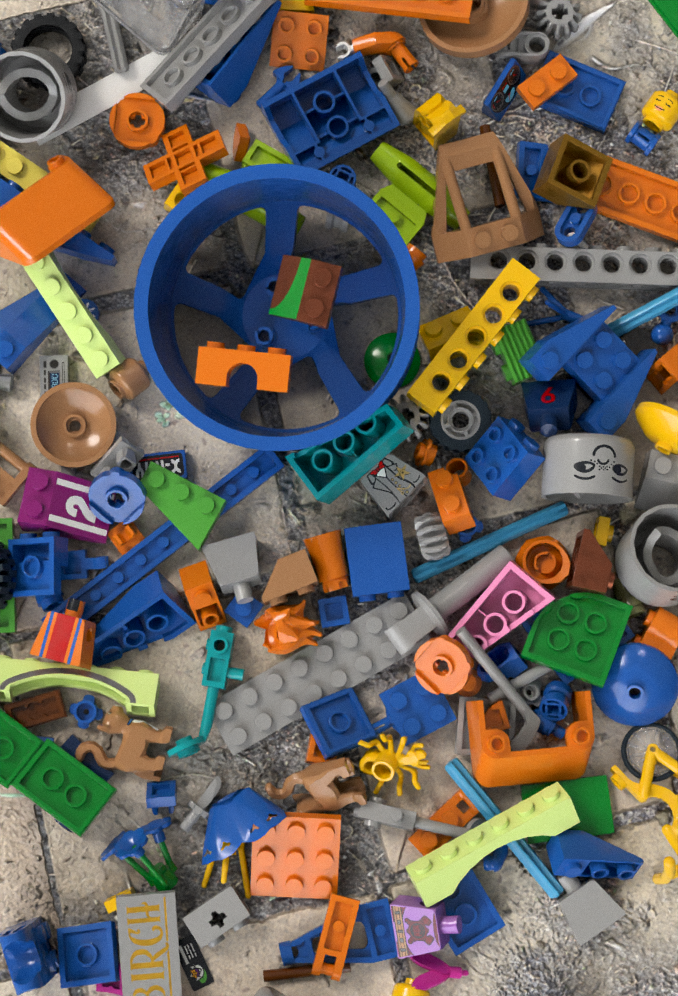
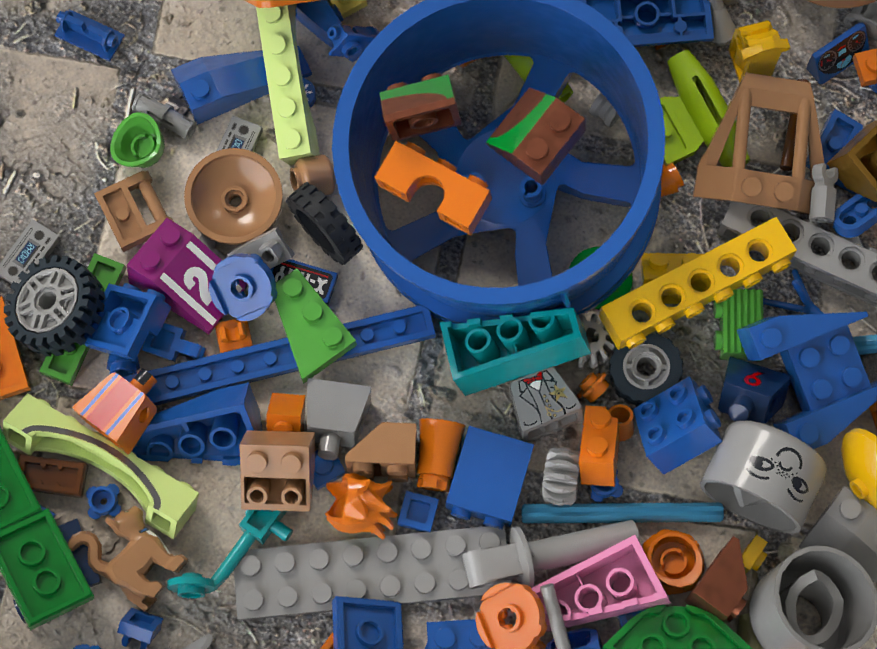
camera: 25 degrees right, 10 degrees down
(112, 251) = (350, 41): none -> blue hinge
(157, 417) = (324, 223): none -> black tyre
(204, 308) = (419, 107): none -> copper slope
(212, 631) = (277, 470): none -> medium nougat slope
(540, 219) = (823, 194): none -> light grey bar

